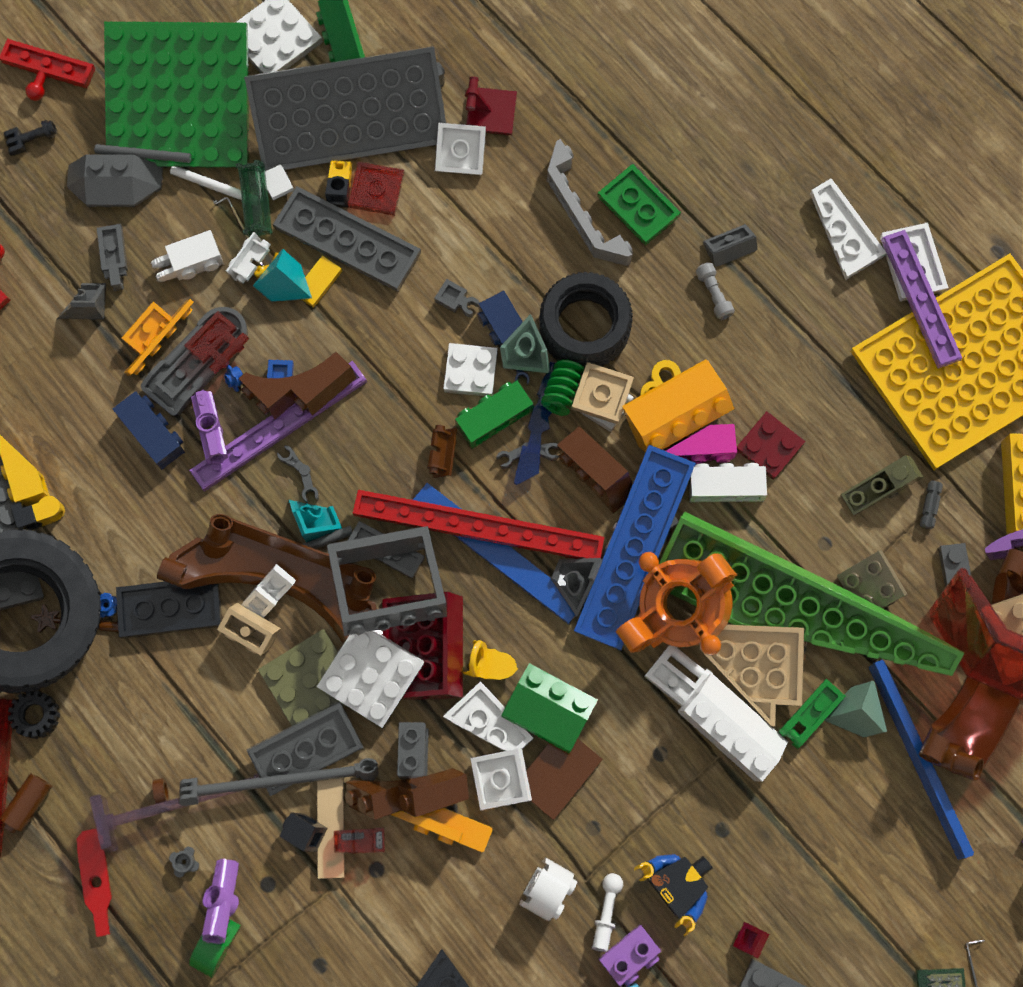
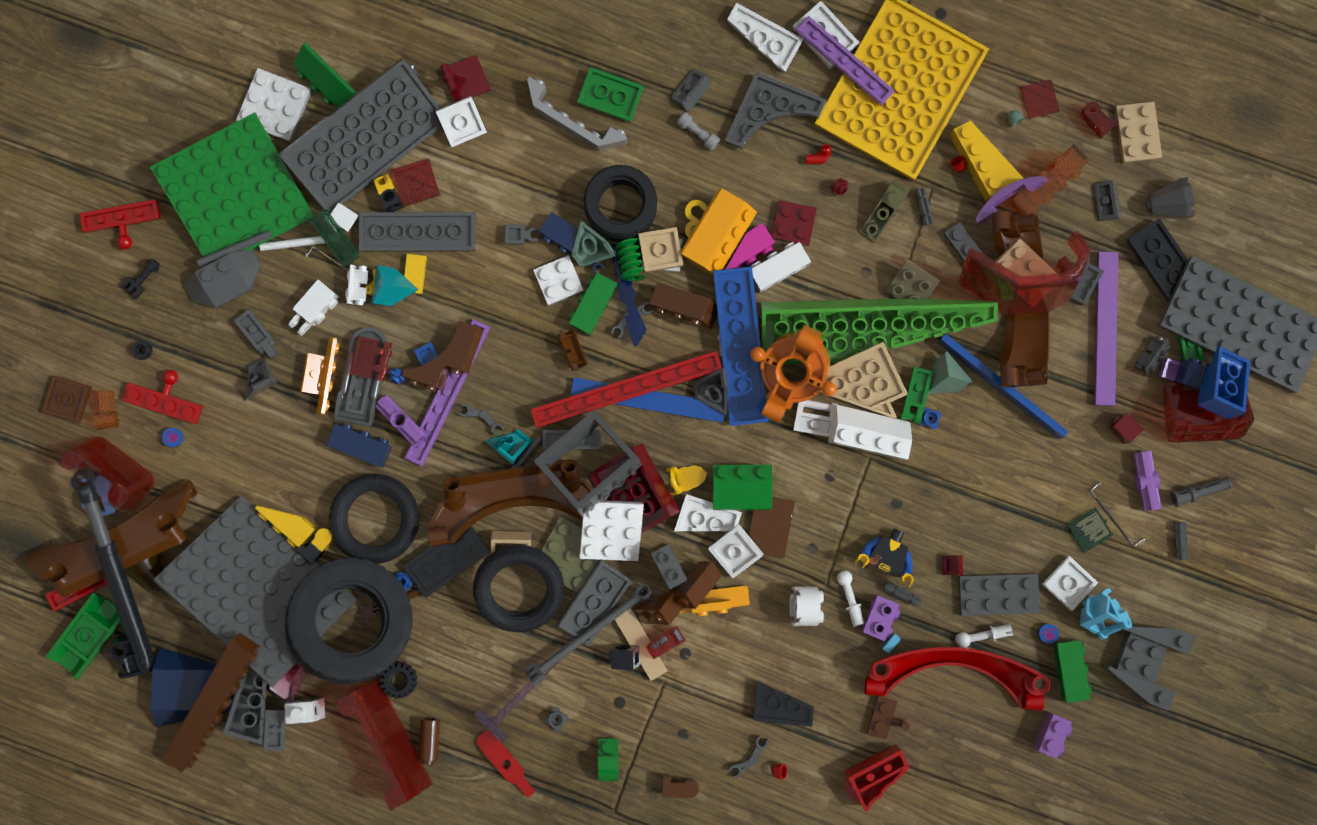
camera: 30 degrees left, 10 degrees up
(107, 475) = (339, 518): none -> black tyre
(160, 790) = (514, 683): reddish brown tile -> none
(189, 705) = (518, 621): none -> black tyre
(220, 901) = (597, 731): medium lavender piece -> none
(269, 591) = (509, 511): white slope -> none
(672, 941) = (902, 593): none -> dark grey axle
(810, 298) = (767, 101): none -> dark grey plate
(814, 742) = (935, 418): none -> blue plate
(840, 389) = (821, 157): none -> red arm
(843, 432) = (839, 187): none -> dark red plate
(996, 478) = (958, 164): none -> red hinge

